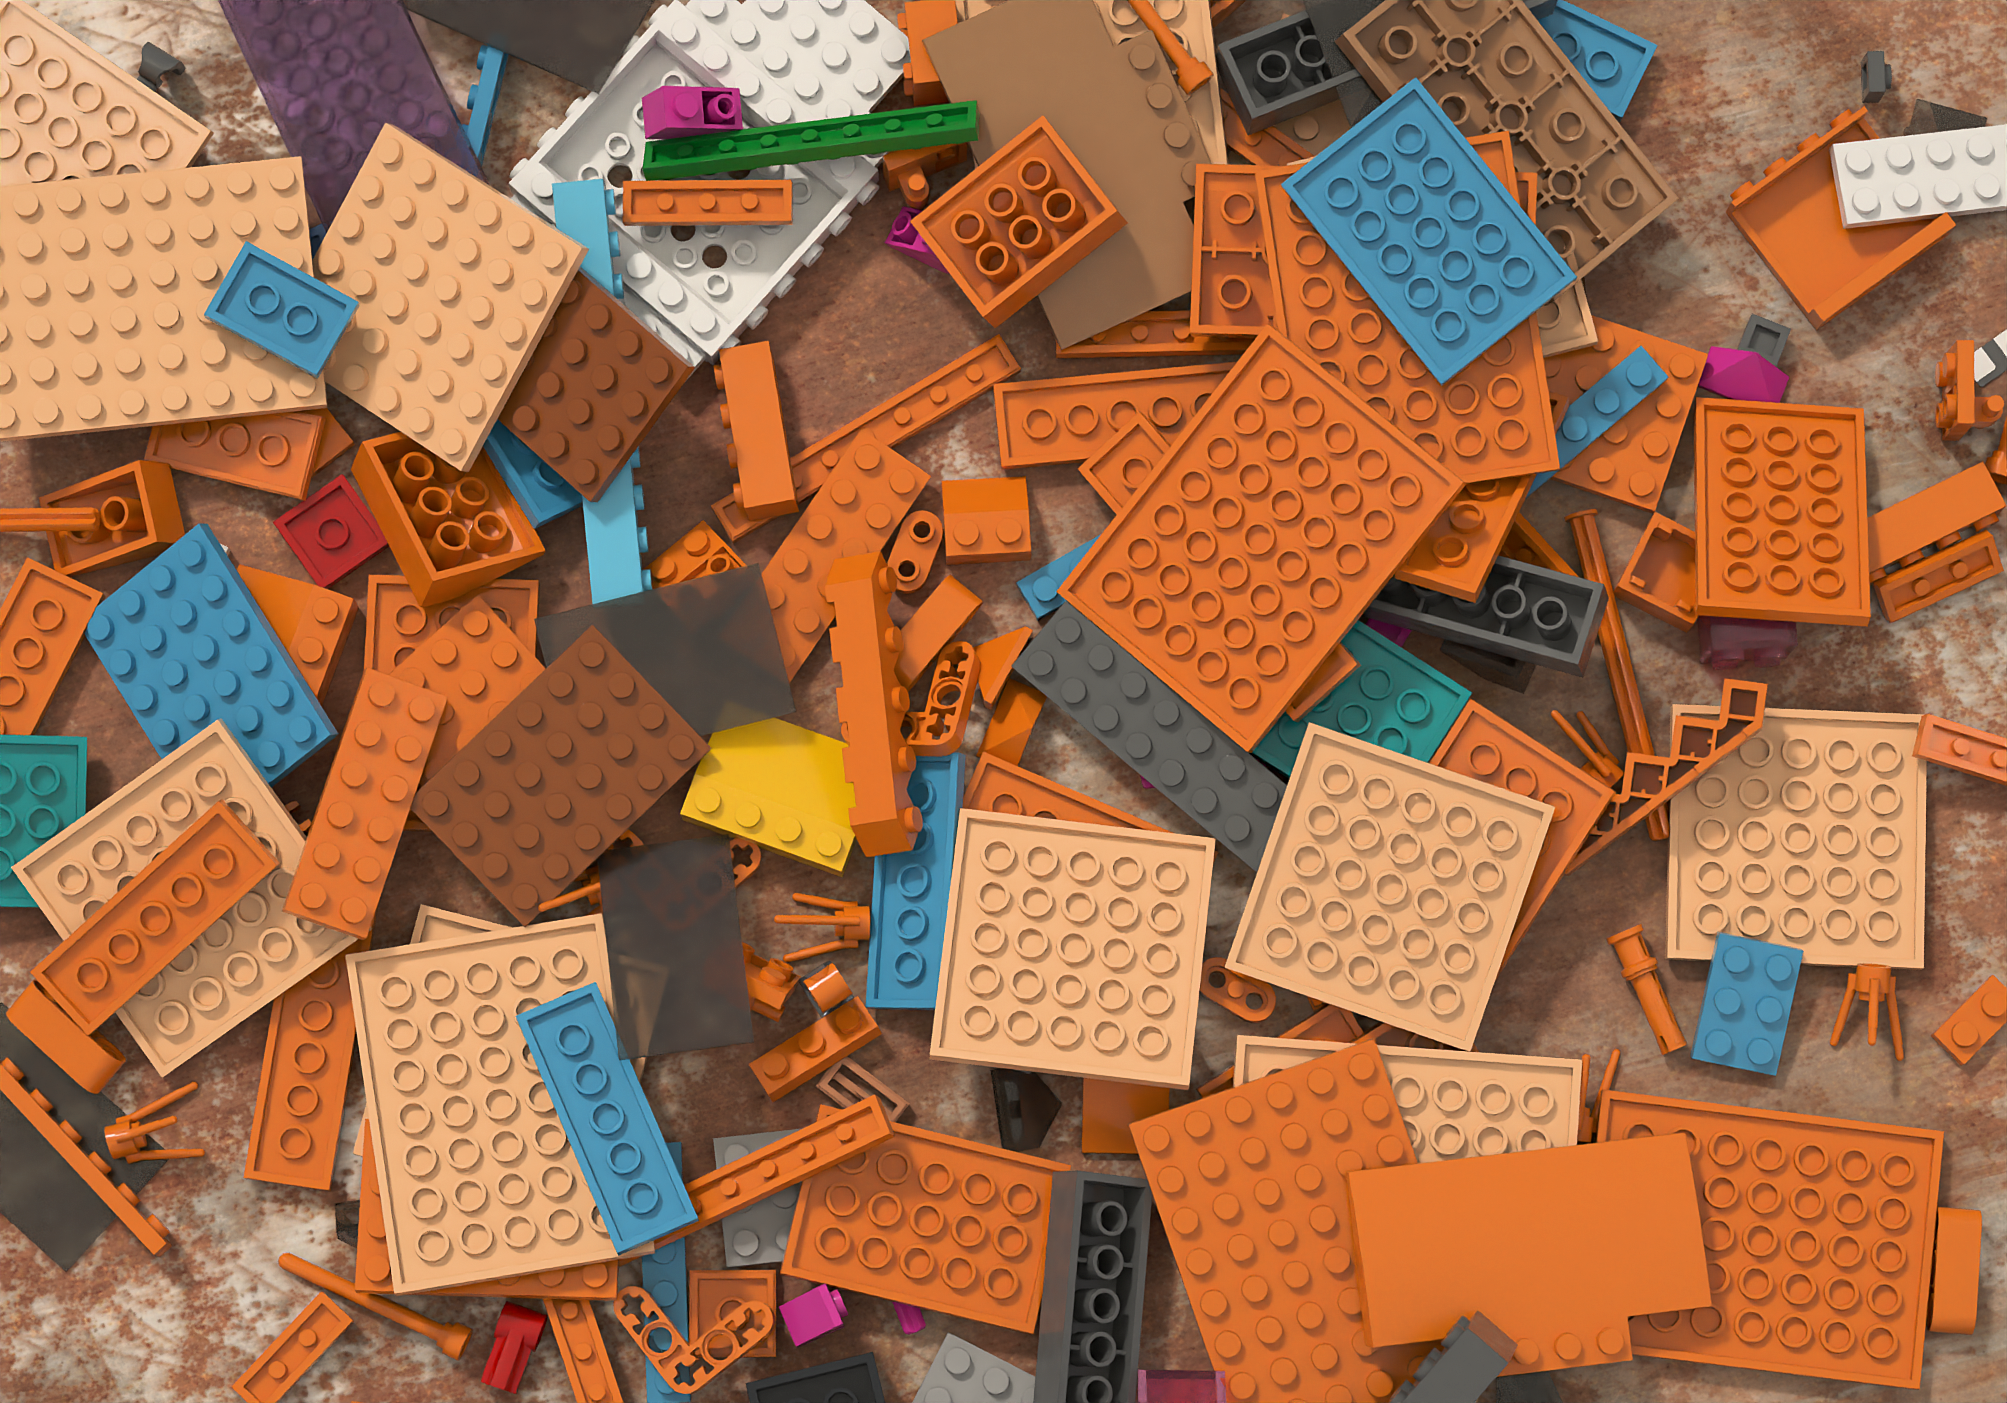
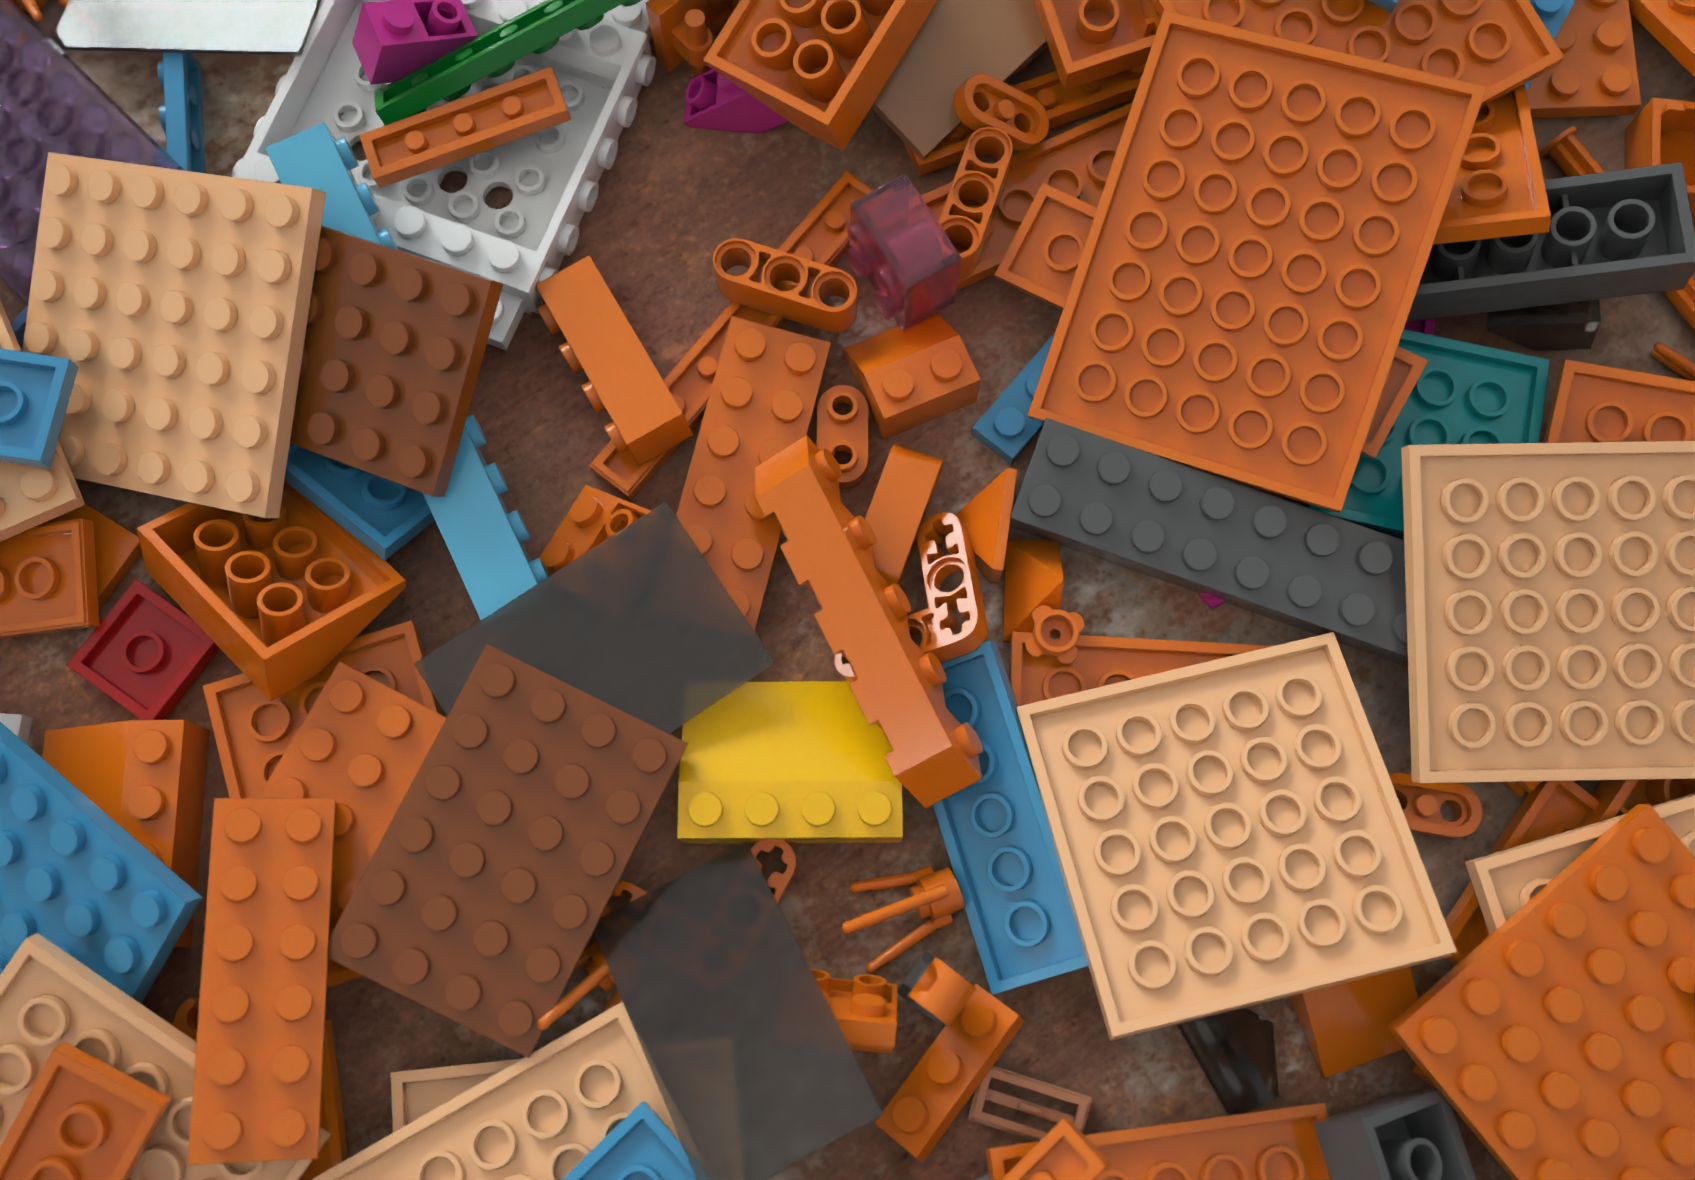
camera: 15 degrees left, 5 degrees down
(904, 400) = (771, 266): none -> orange beam
(1007, 433) = (902, 253): none -> clear pink brick
(1011, 753) = (1067, 624): none -> orange plate
(1088, 386) = (980, 183): none -> orange beam
(1130, 337) = (1000, 107): none -> orange plate

